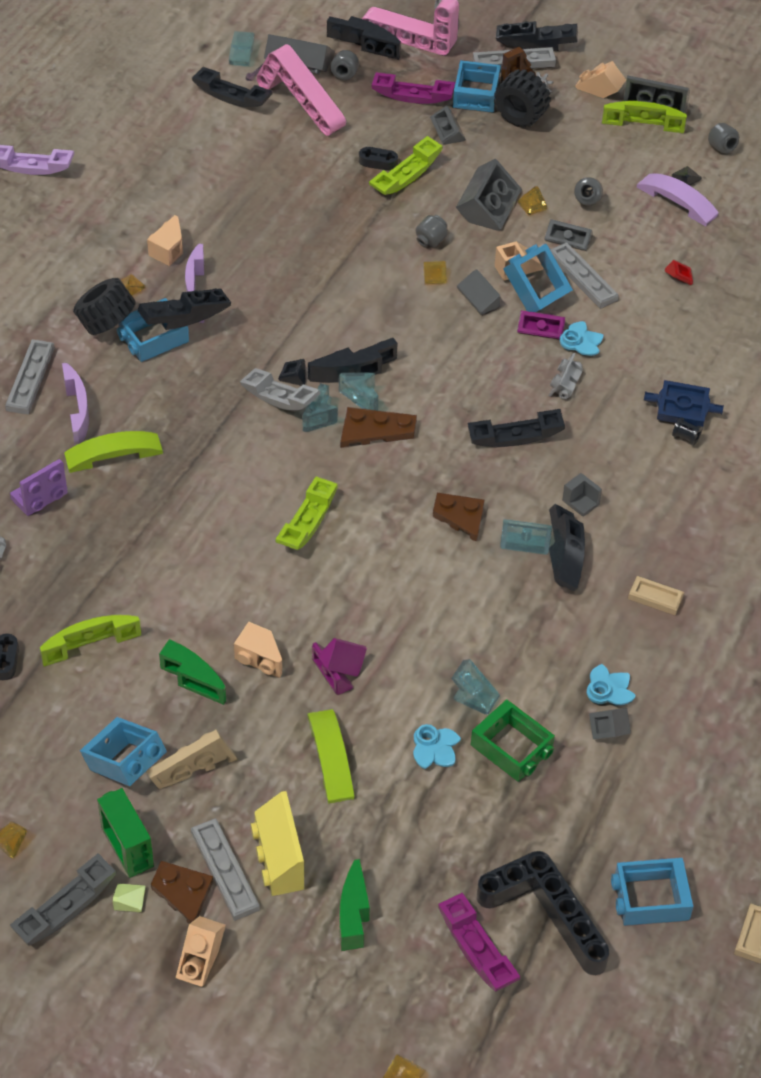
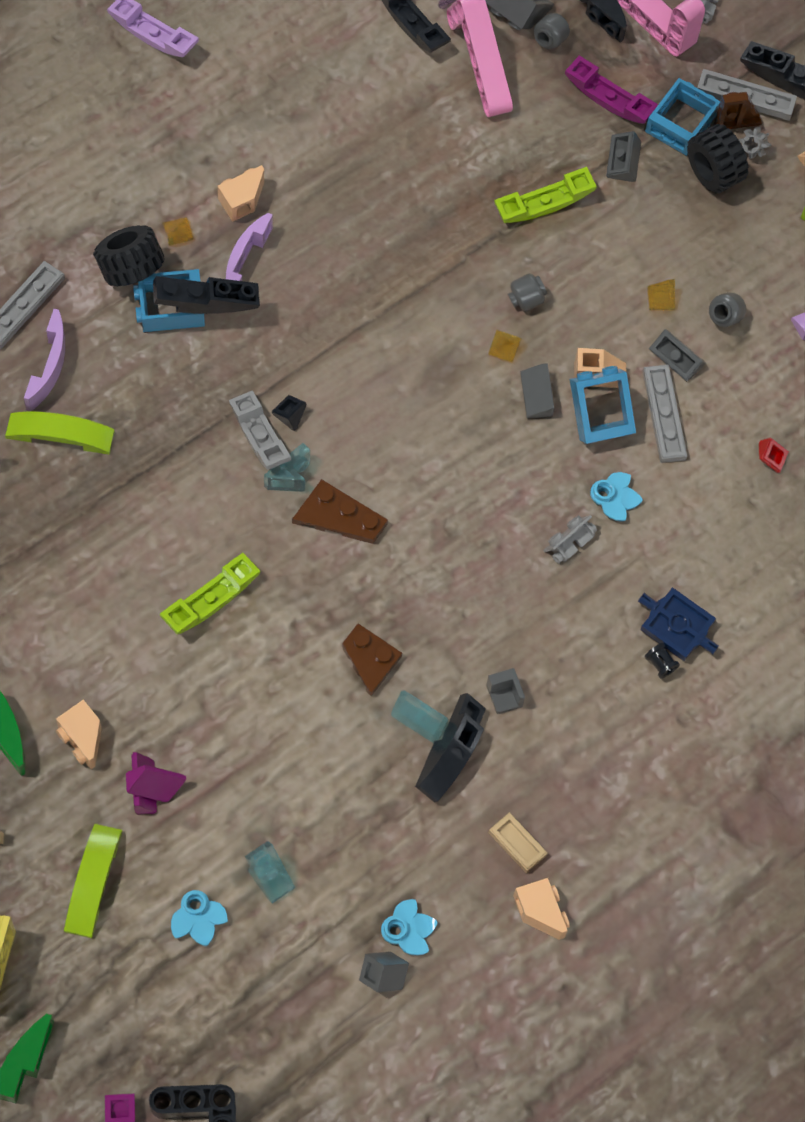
camera: 20 degrees right, 15 degrees up
(345, 361) = (345, 428): black slope -> none
(359, 389) = (344, 461): clear light blue slope -> none
(378, 158) = (524, 170): black beam -> none
(489, 196) = (615, 271): dark grey slope -> none
(510, 714) = (264, 922): green window -> none
(516, 433) = (480, 583): black slope -> none
(541, 324) = (582, 459): magenta slope -> none
(705, 631) = (540, 909): none -> light nougat slope

